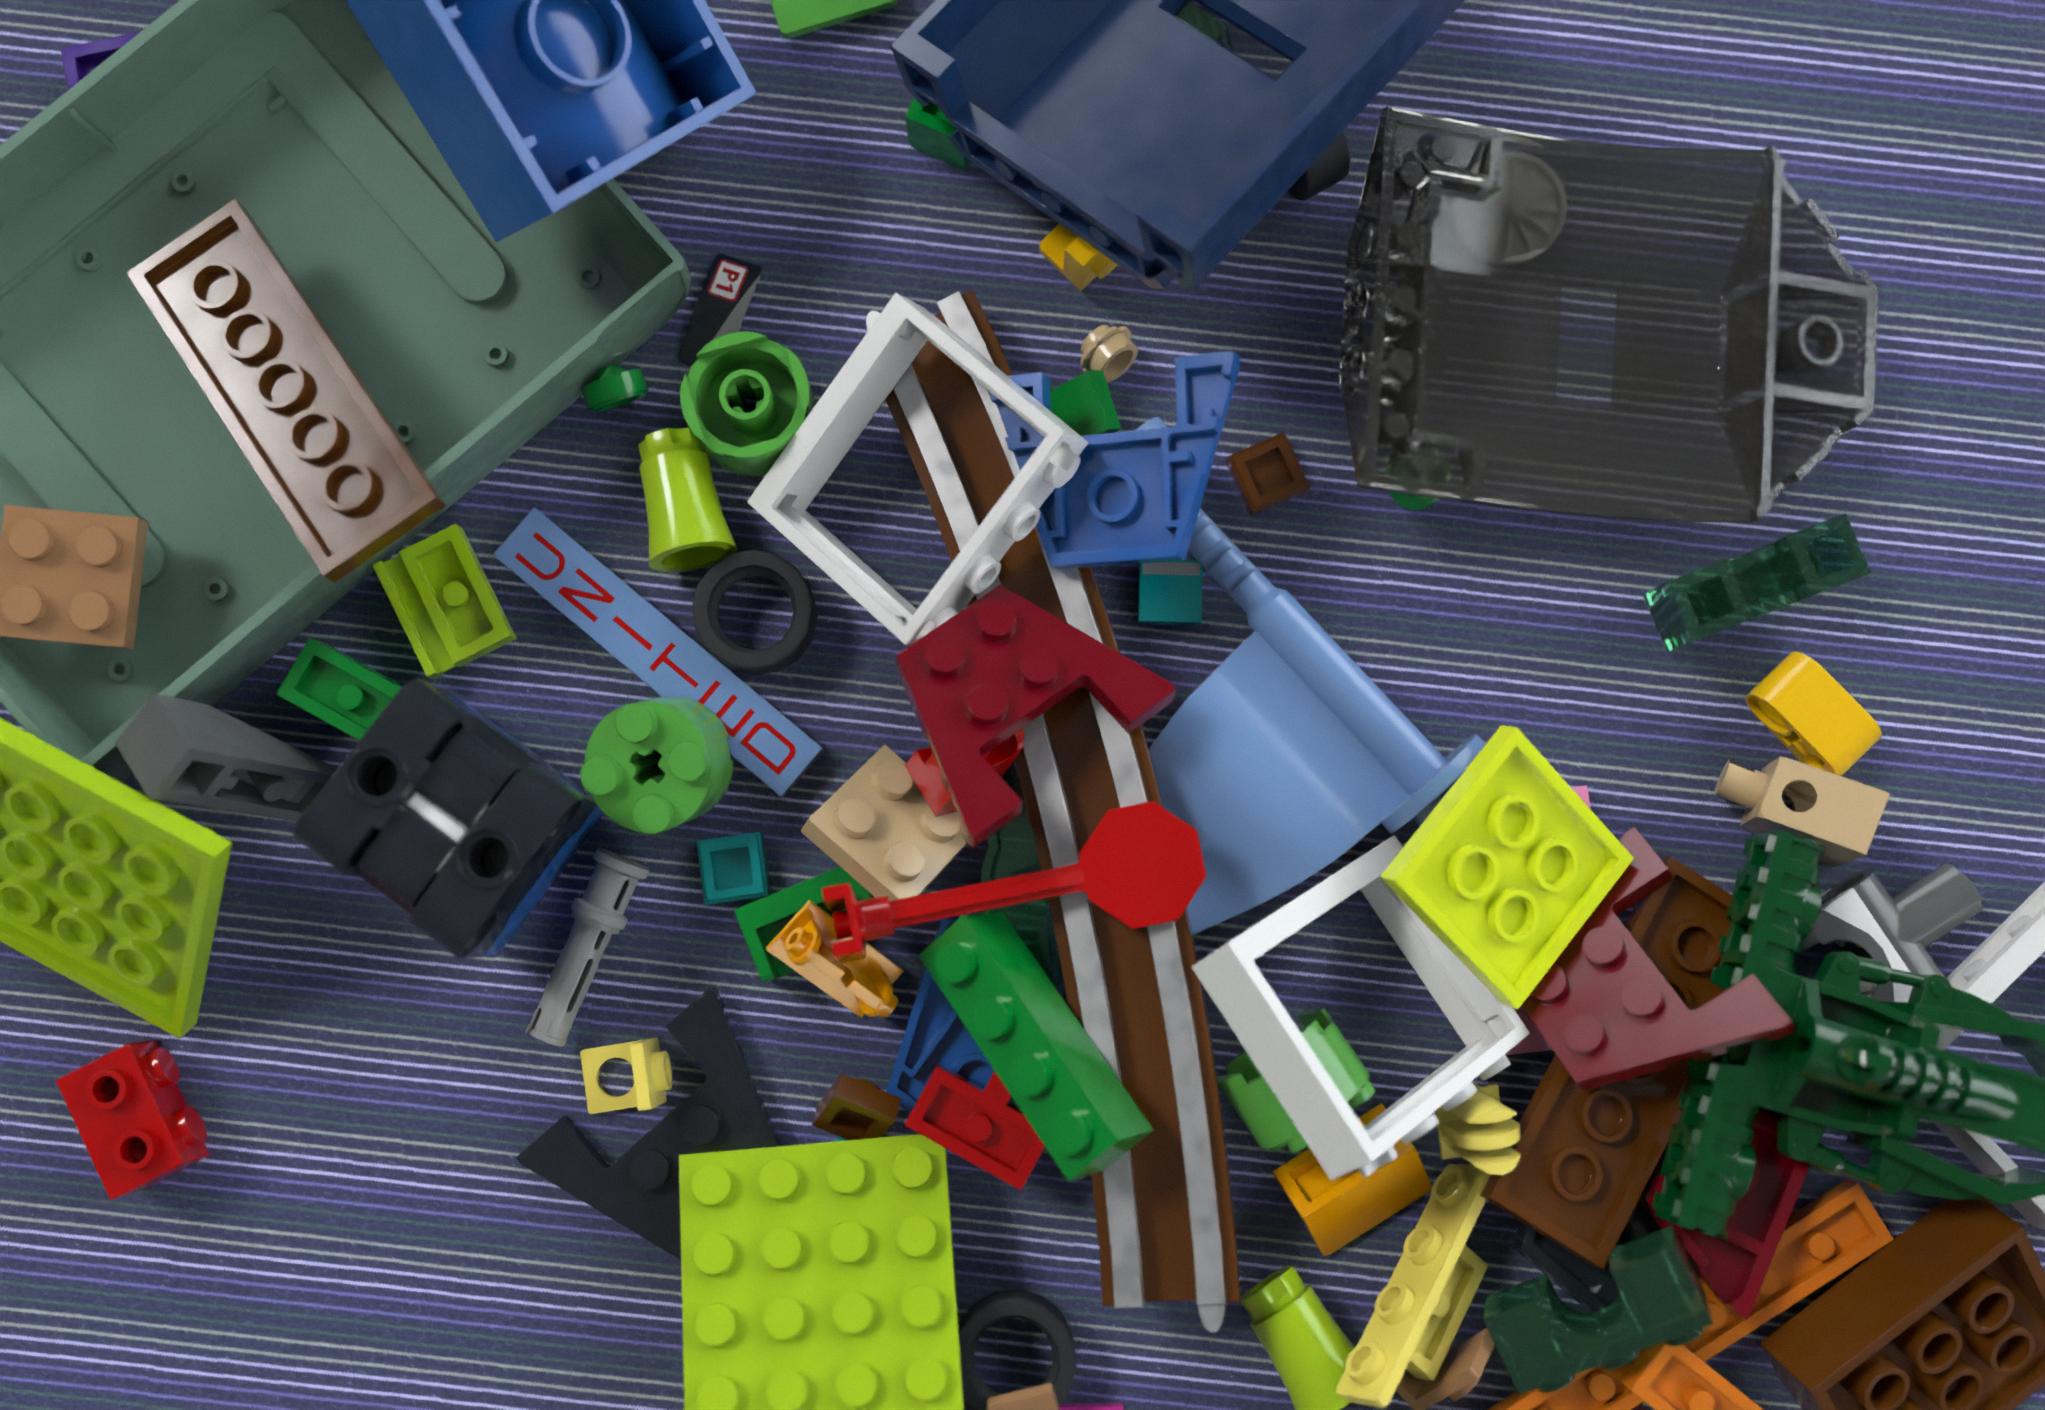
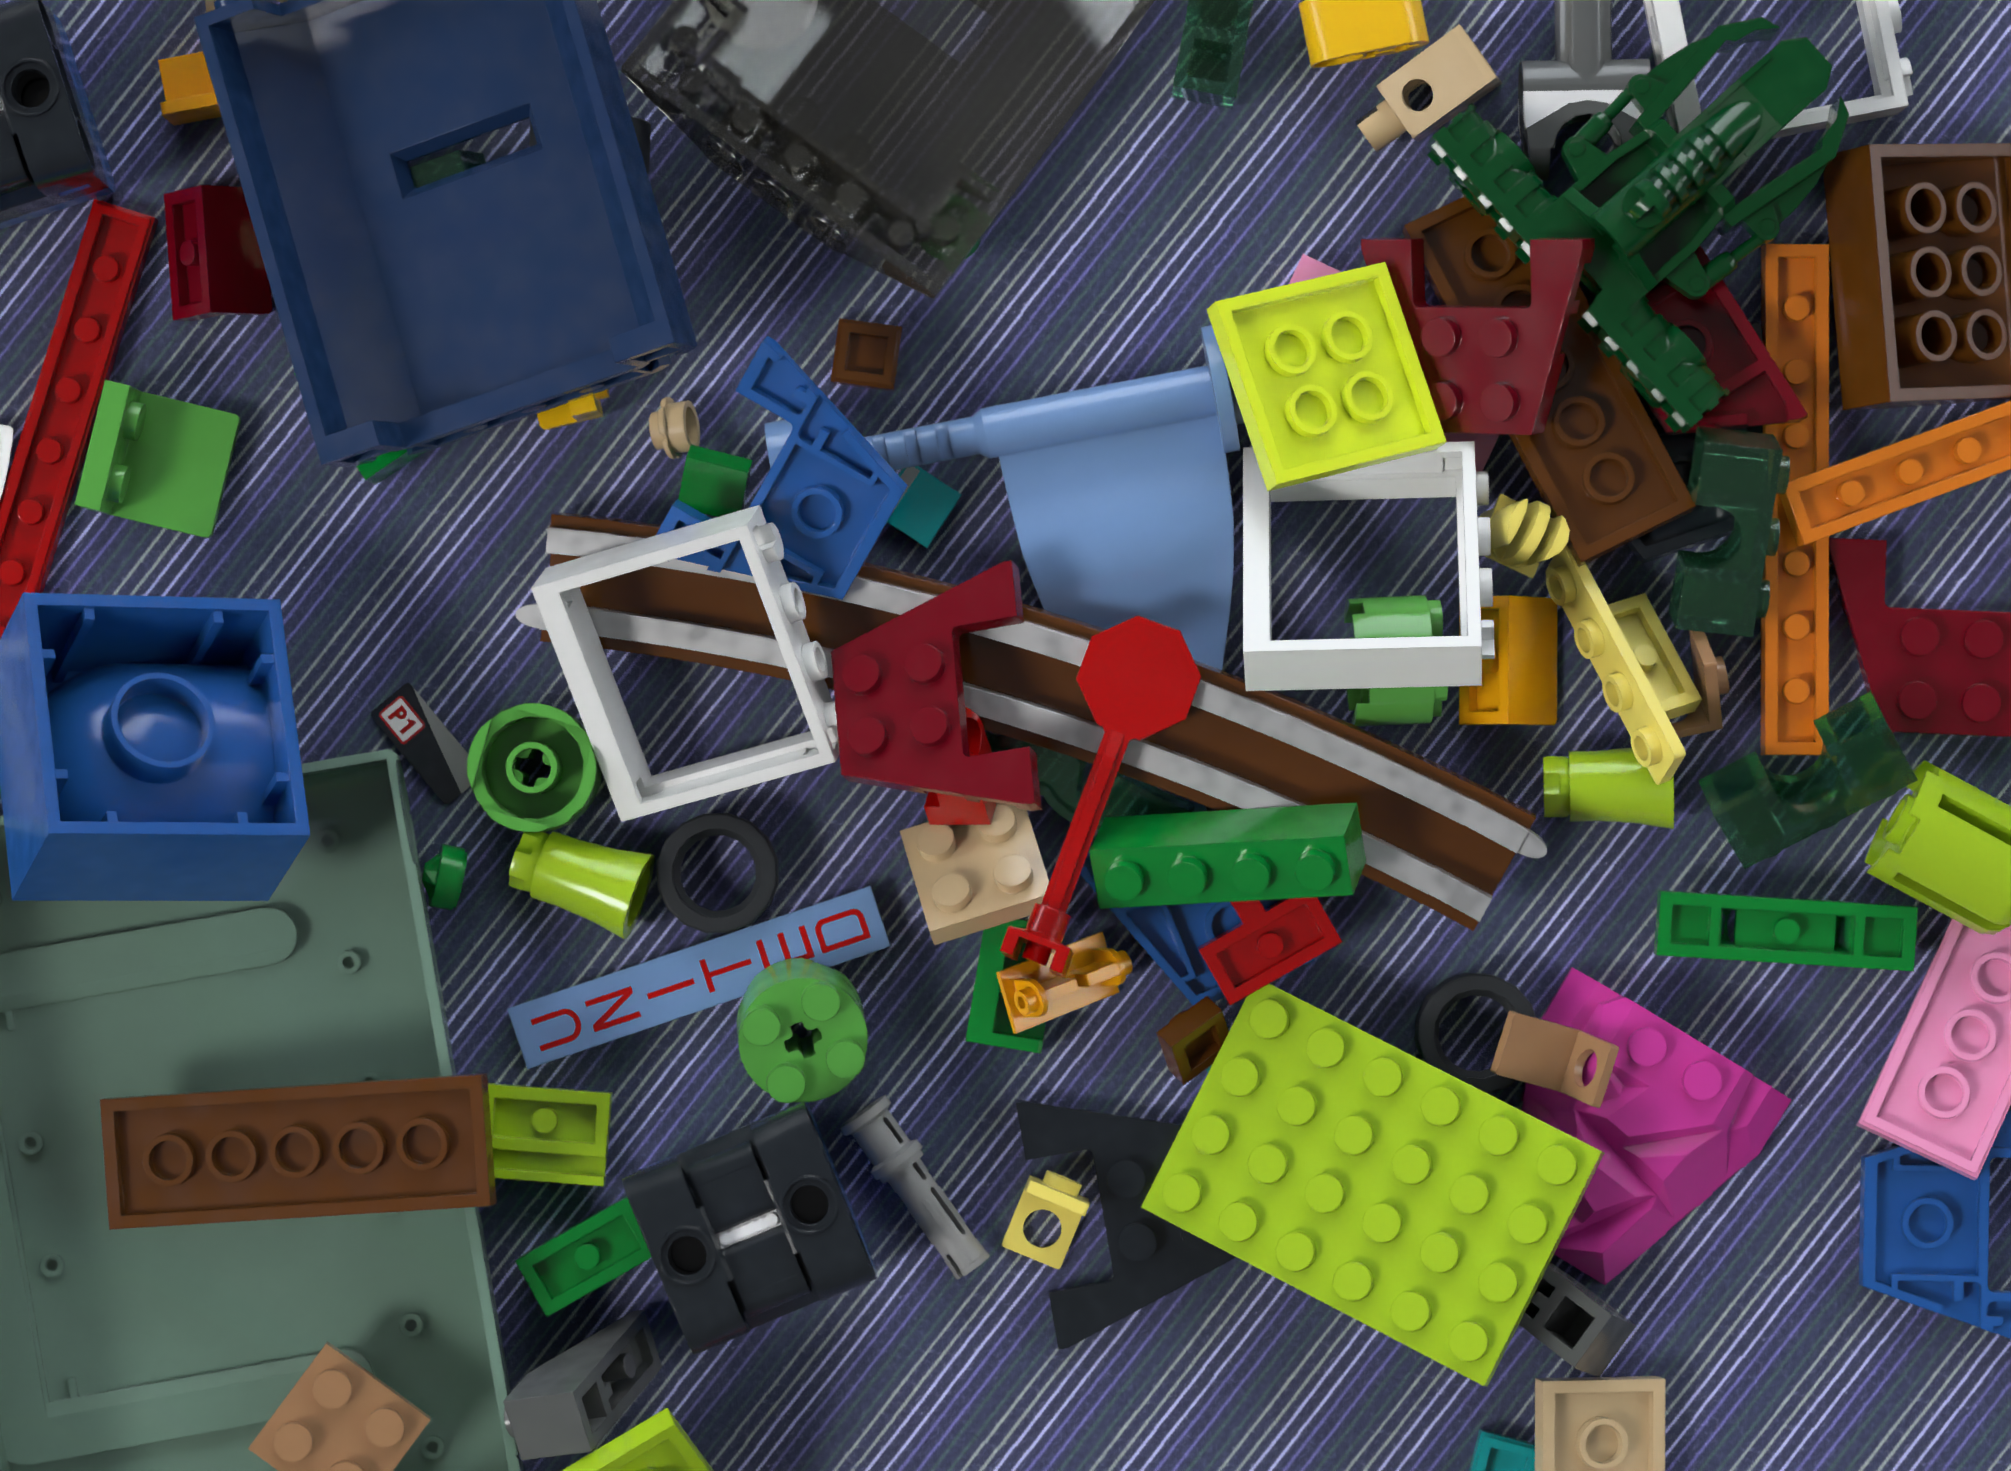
camera: 50 degrees left, 5 degrees up
(733, 868) = (926, 1024): teal tile -> none

